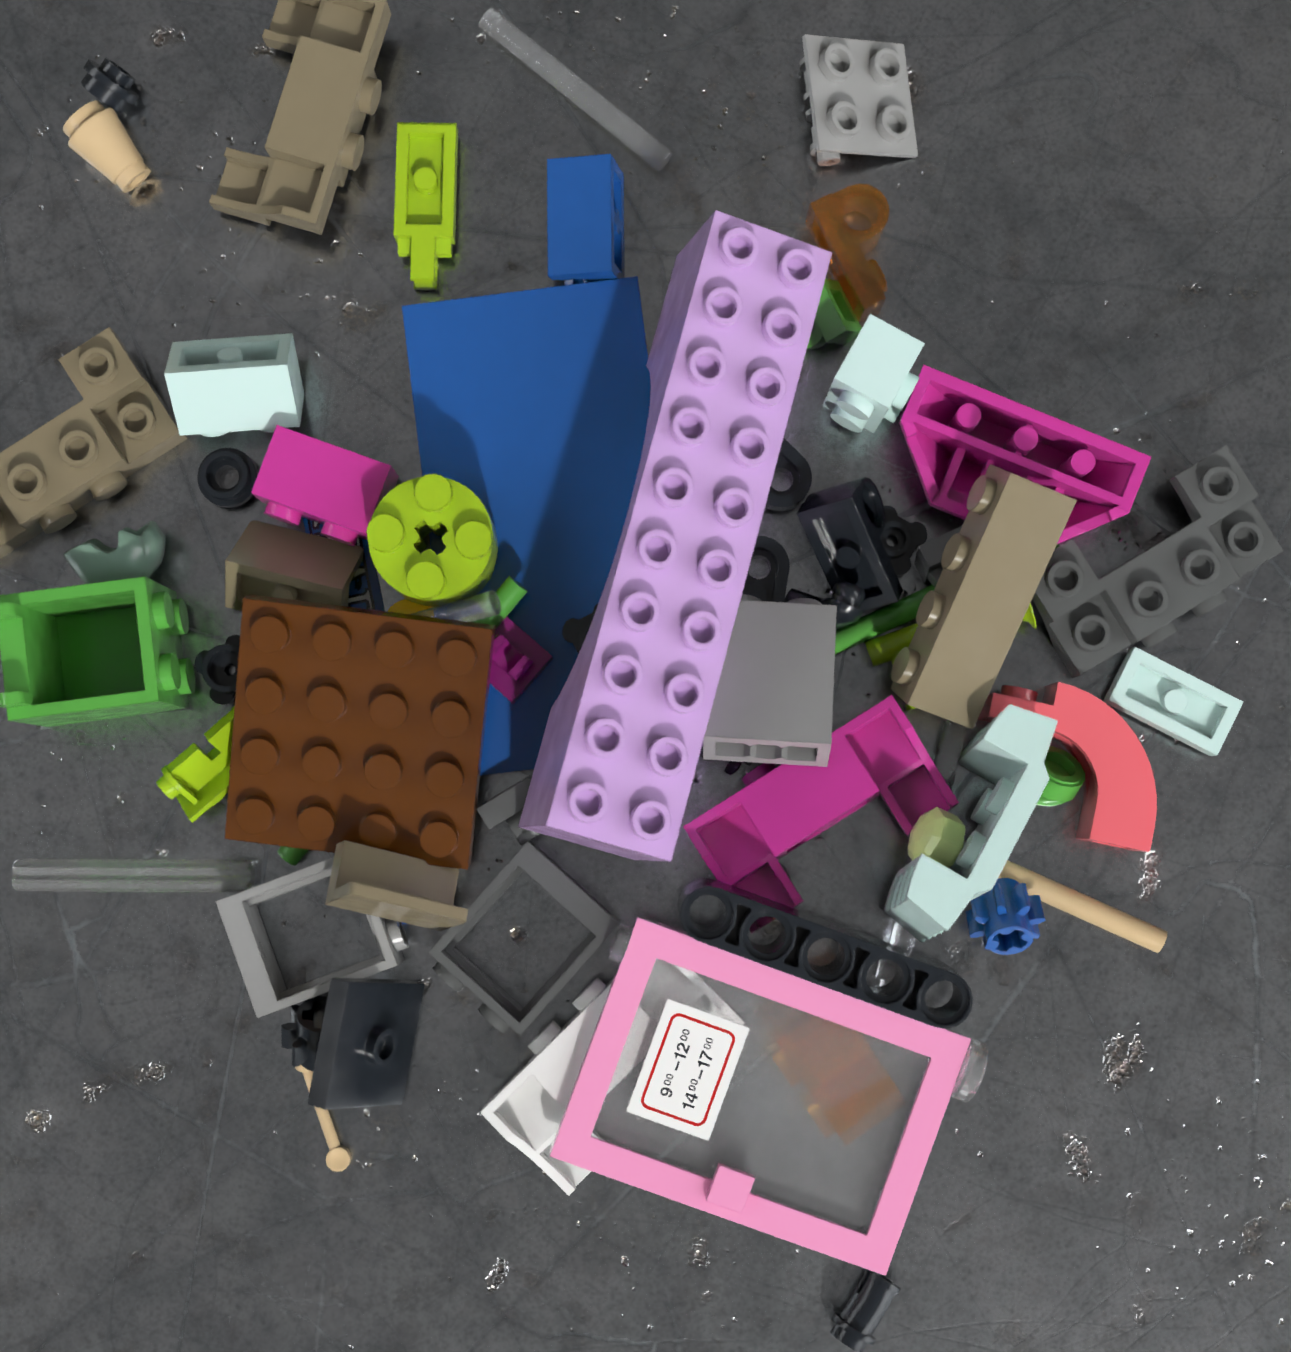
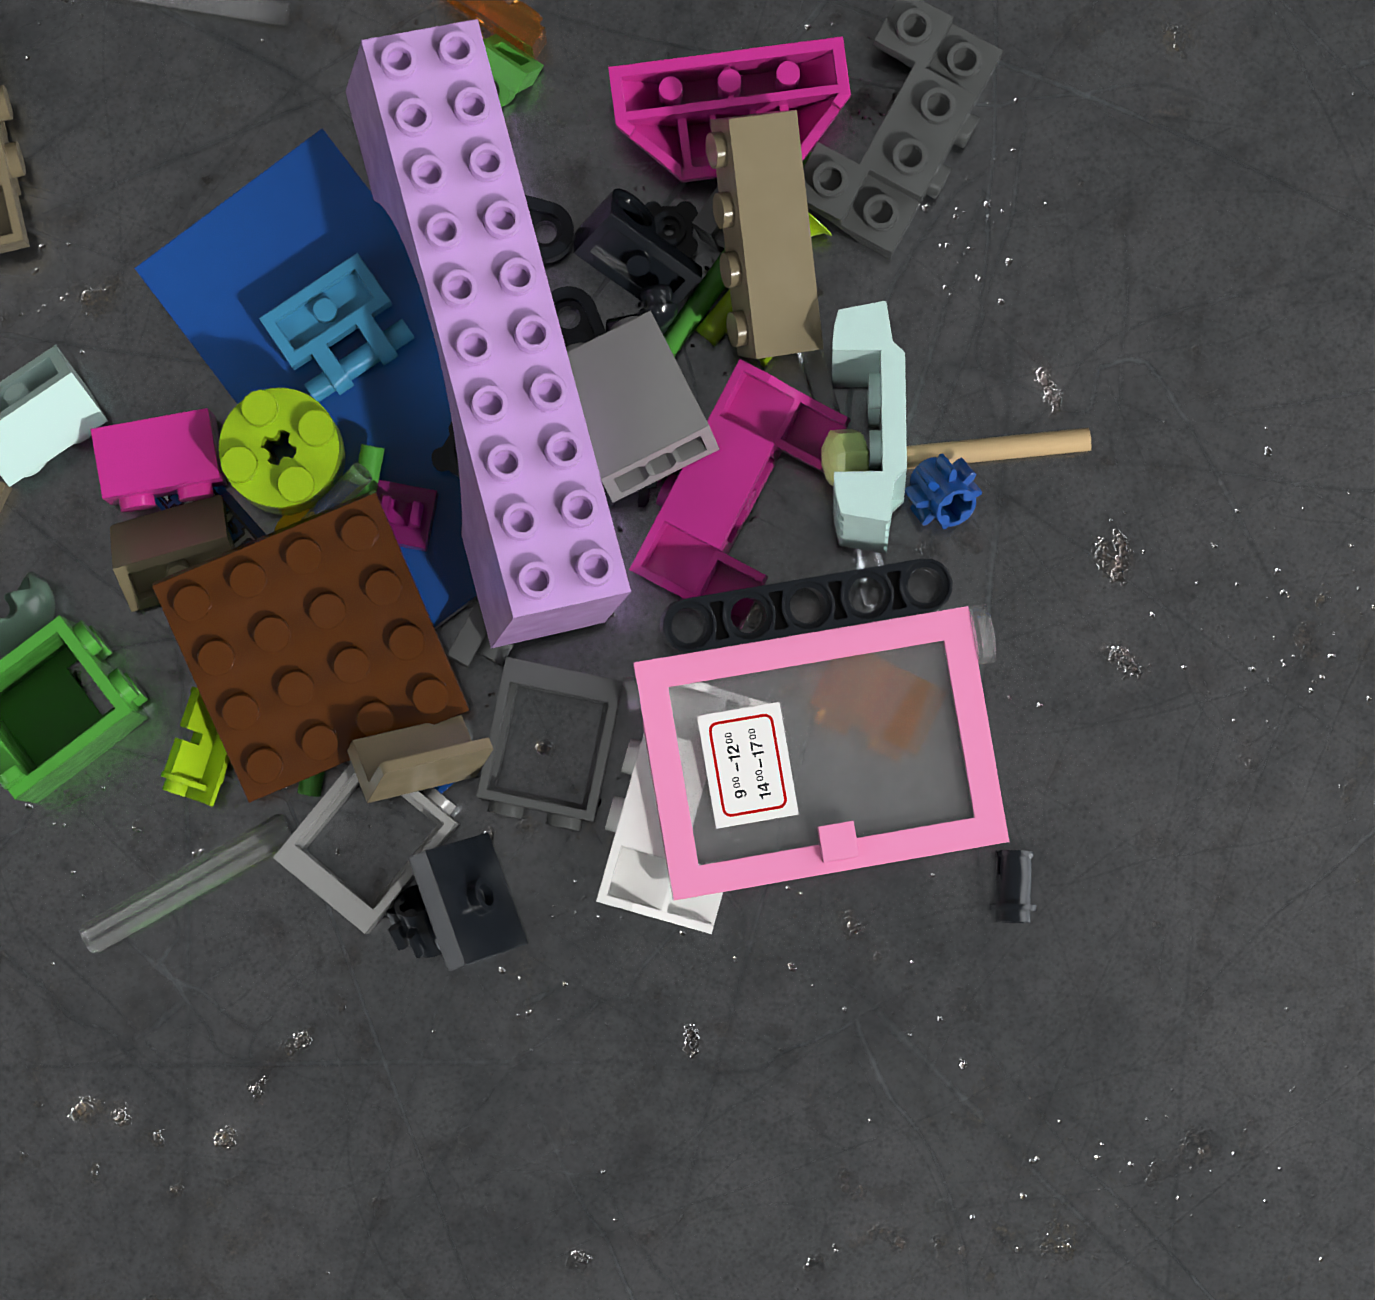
camera: 30 degrees left, 0 degrees up
(212, 469) = (54, 490): black plate -> none
(212, 667) = (150, 664): black plate -> none
(339, 1155) = (499, 1019): tan hinge -> none
(425, 197) = (99, 162): lime hinge -> none
(547, 441) = (327, 313): none -> dark azure plate
(585, 219) = (249, 105): blue hinge -> none
(874, 377) = (573, 101): light aqua brick -> none
(1064, 775) = (923, 351): bright green tile -> none
(1119, 779) = (956, 309): coral arch -> none
(1173, 701) = (983, 231): light aqua plate -> none

